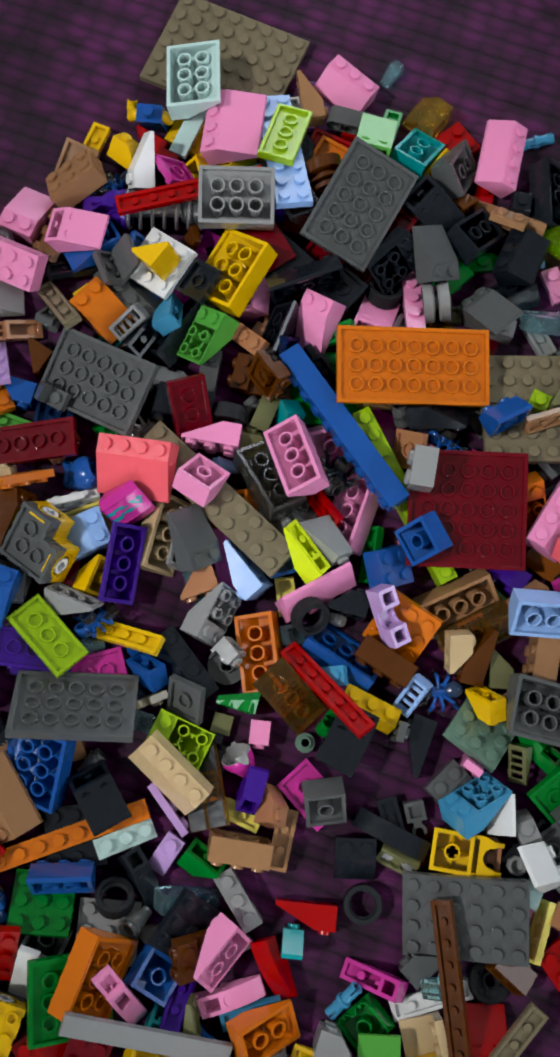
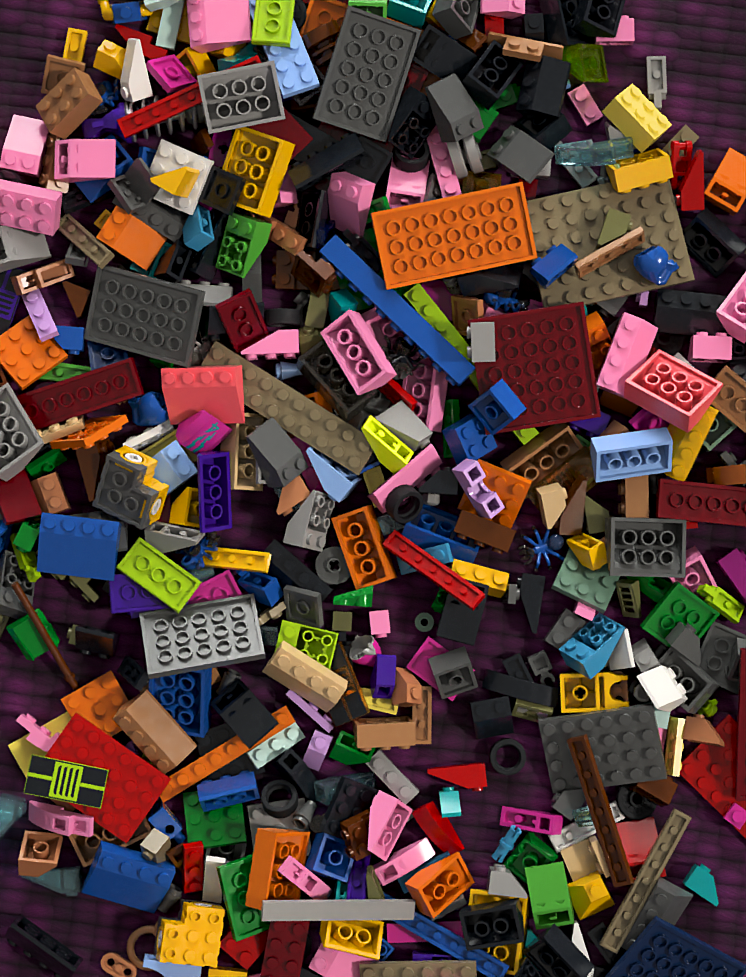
camera: 10 degrees left, 10 degrees up
(52, 396) = (102, 338): dark grey slope -> none
(130, 311) = (168, 235): light grey slope -> none
(200, 479) = (270, 395): bright pink slope -> none
(229, 651) = (334, 553): light grey brick -> none
(289, 696) = (400, 583): clear orange tile -> none
(421, 686) = (524, 547): light blue slope -> none
(539, 401) = (586, 241): lime plate -> none

